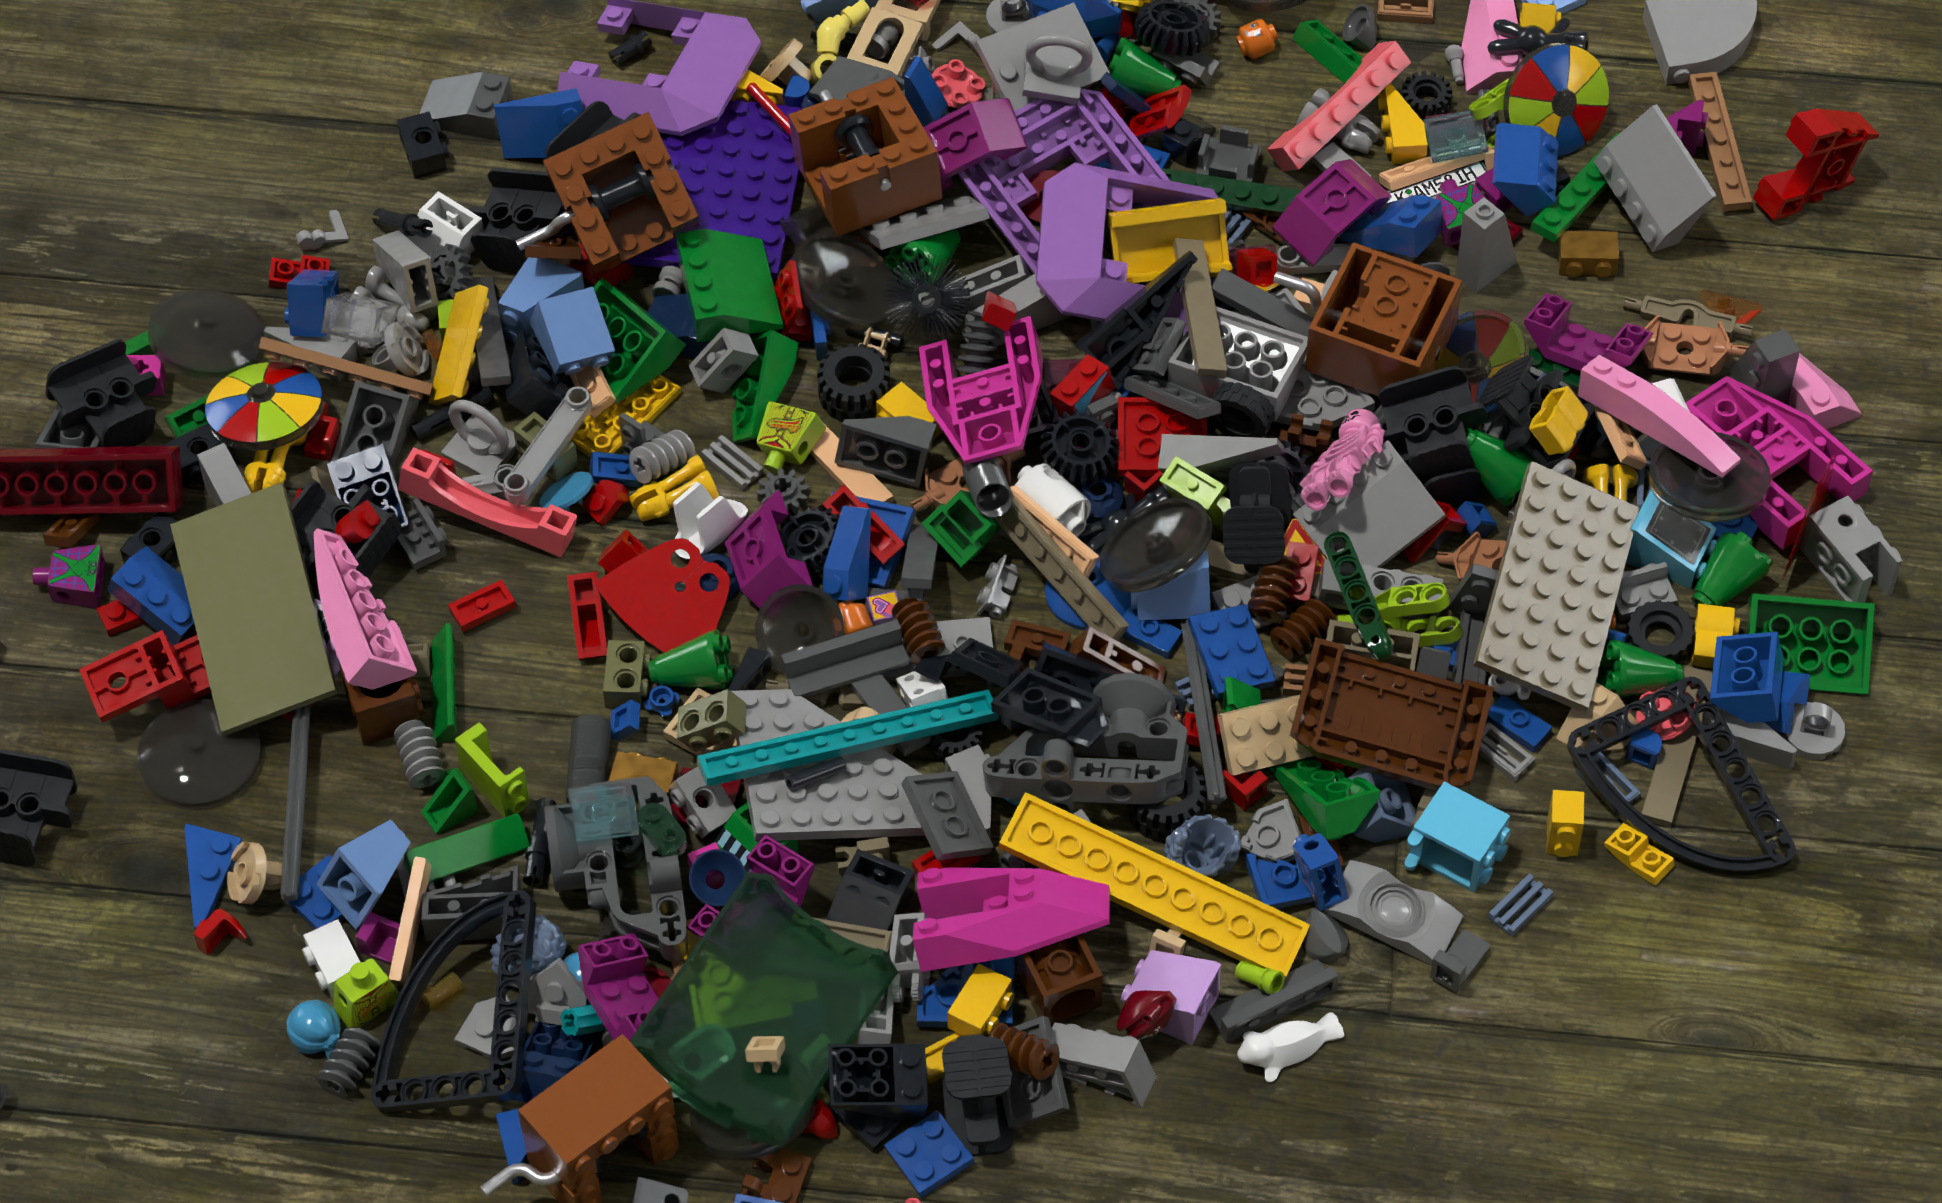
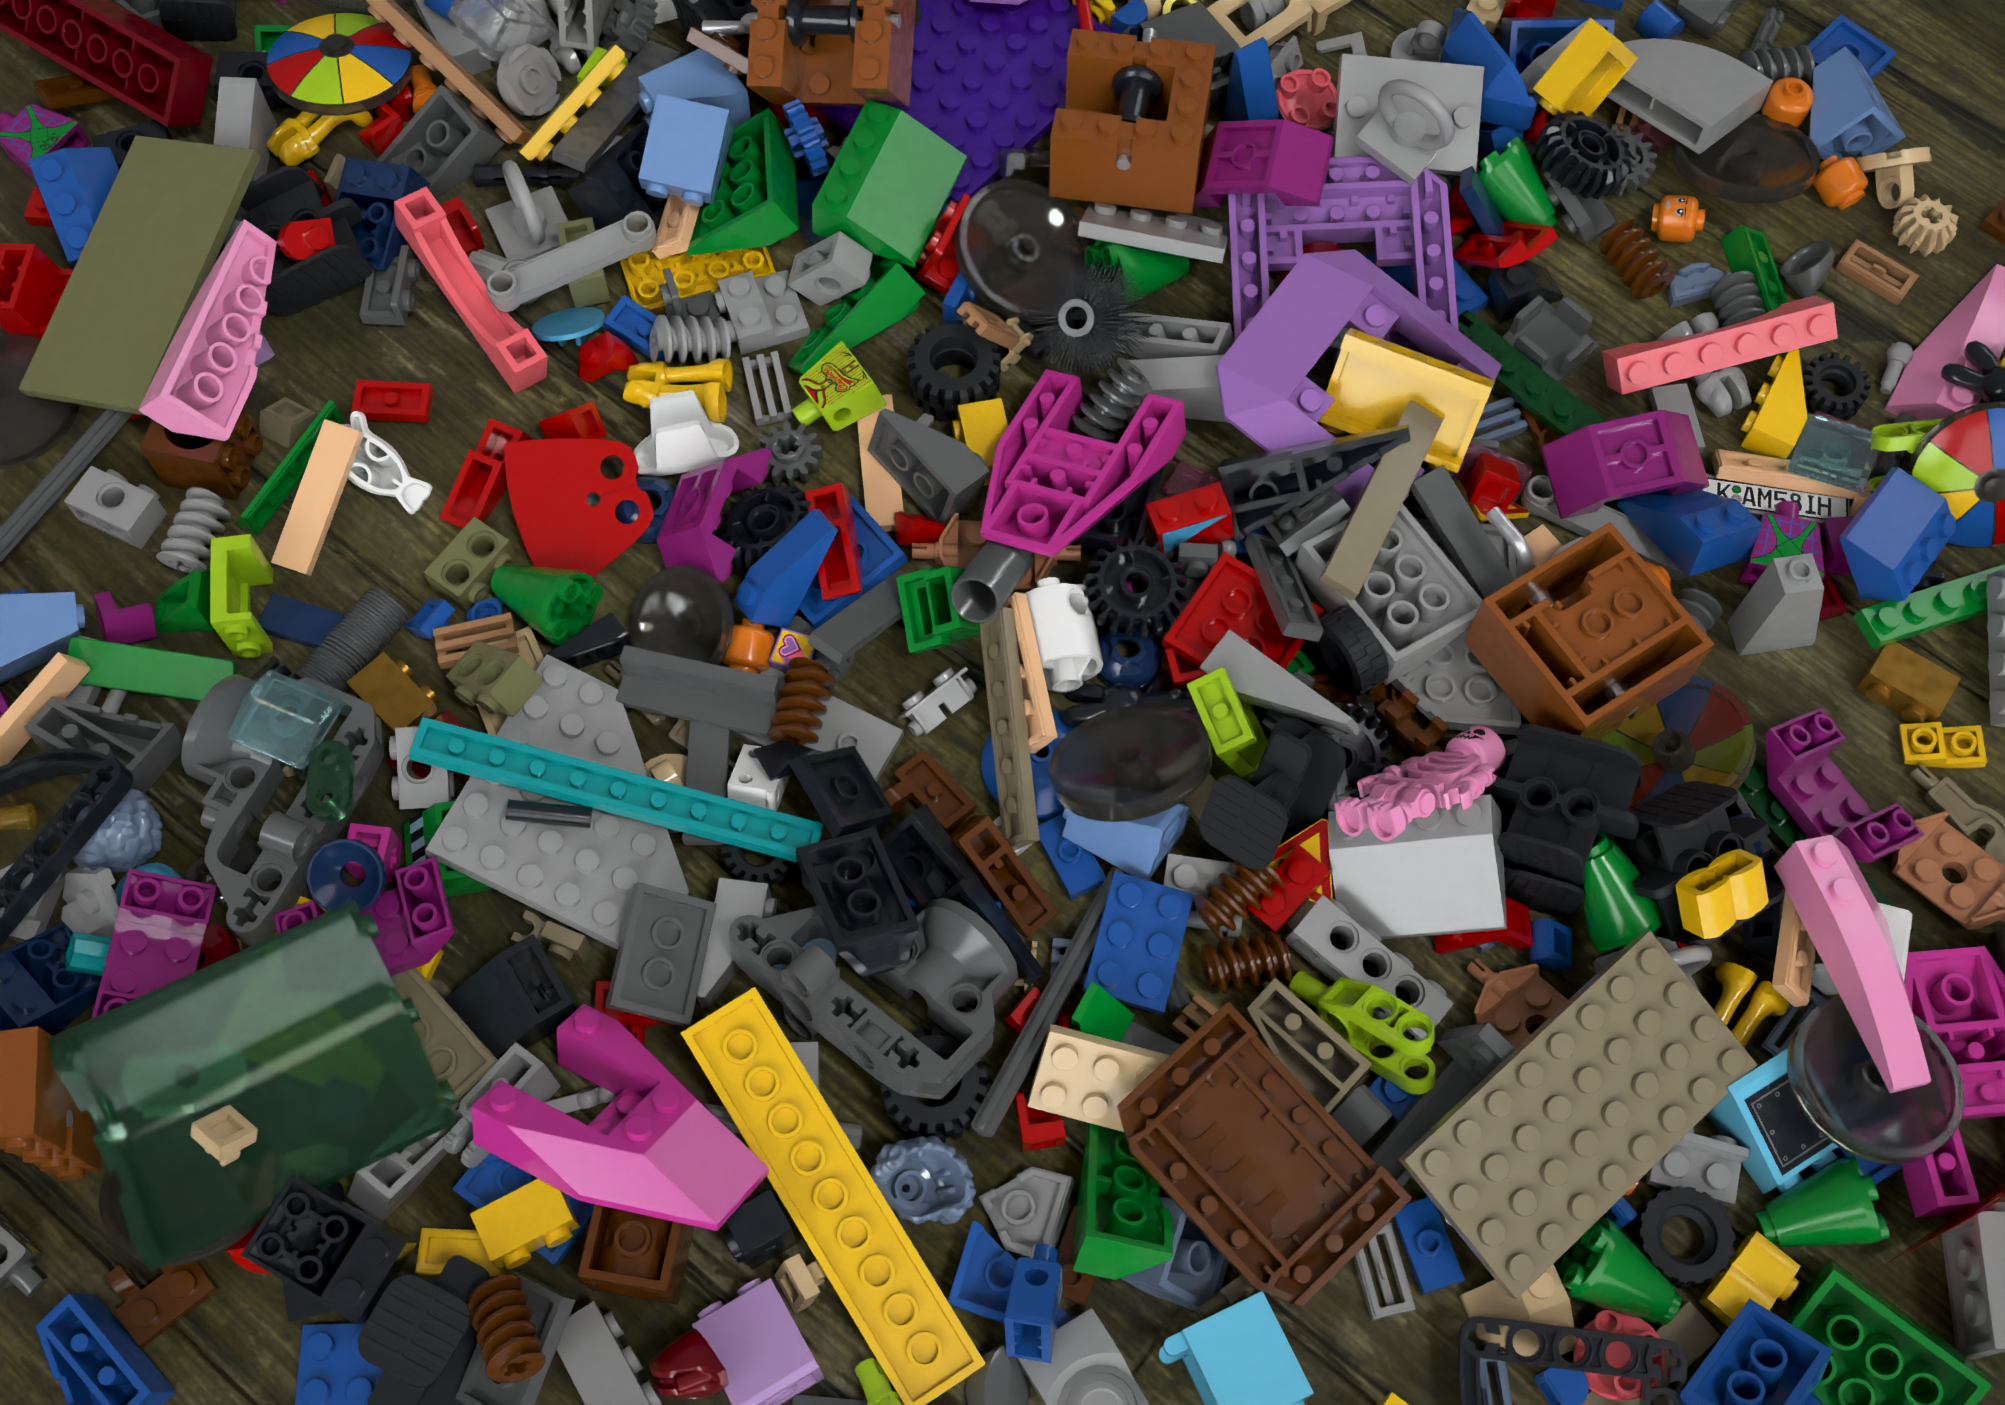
camera: 30 degrees right, 10 degrees up
(336, 399) = (422, 86): none -> orange pin
(361, 779) = (95, 501): none -> light grey brick
(422, 831) = (123, 624): none -> magenta panel
(432, 344) = (563, 85): clear orange tile -> none
(489, 686) = (317, 497): none -> light nougat tile
(504, 647) = (383, 471): none -> white animal
(541, 770) = (297, 621): none -> dark blue tile
(641, 284) = (806, 138): none -> blue gear
(665, 712) = (466, 633): none -> medium nougat tile
(691, 412) = (761, 310): none -> light grey plate
(862, 337) = (988, 325): none -> medium nougat tile
(905, 492) = (916, 529): none -> red slope
(998, 311) = (1150, 375): red slope -> none
(1126, 929) = (759, 1231): none -> black brick
(1248, 82) = (1633, 262): none -> reddish brown piece
(1297, 73) = (1693, 283): none -> sand blue tile
(1329, 72) = (1736, 298): none -> dark grey piece
(1354, 586) = (1308, 1040): dark green piece -> none
(1632, 280) = (1942, 746): none -> yellow slope

